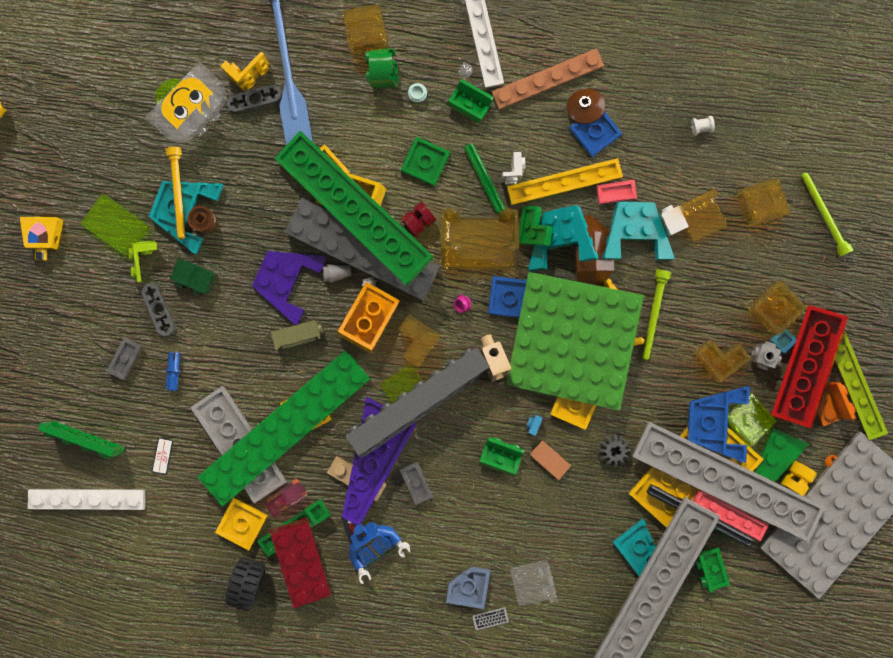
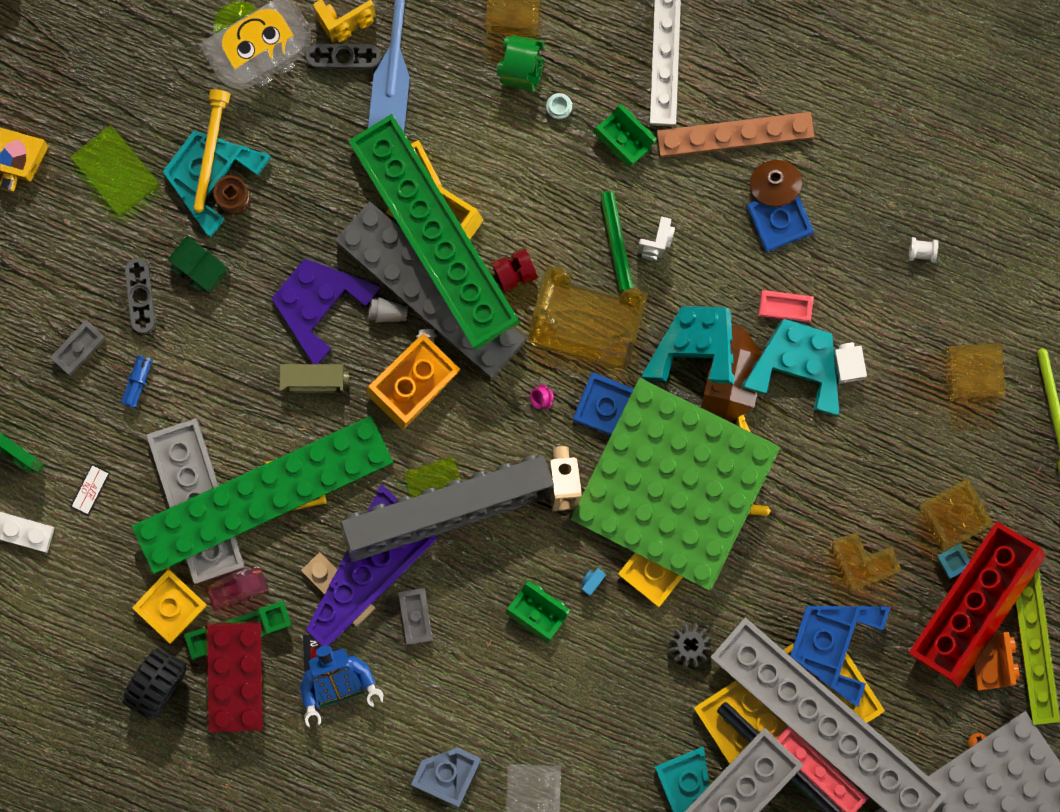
camera: 15 degrees right, 5 degrees down
(145, 248) = (146, 211): lime bracket -> none
(423, 340) = (477, 428): clear yellow brick -> none
(425, 161) = (544, 198): green tile -> none
(465, 70) = (629, 94): clear hinge -> none
(530, 231) = (657, 324): green plate -> none
(550, 460) = (601, 635): nougat tile -> none
(564, 182) = (720, 274): yellow plate -> none
(661, 277) = (815, 435): lime piece -> none
(703, 215) = (891, 367): clear yellow bracket -> none
(751, 420) = (882, 654): clear neon green tile -> none
(759, 356) = (916, 579): light grey brick -> none
(779, 454) = (908, 711): green wing -> none
(802, 472) = (925, 749): yellow wheel -> none

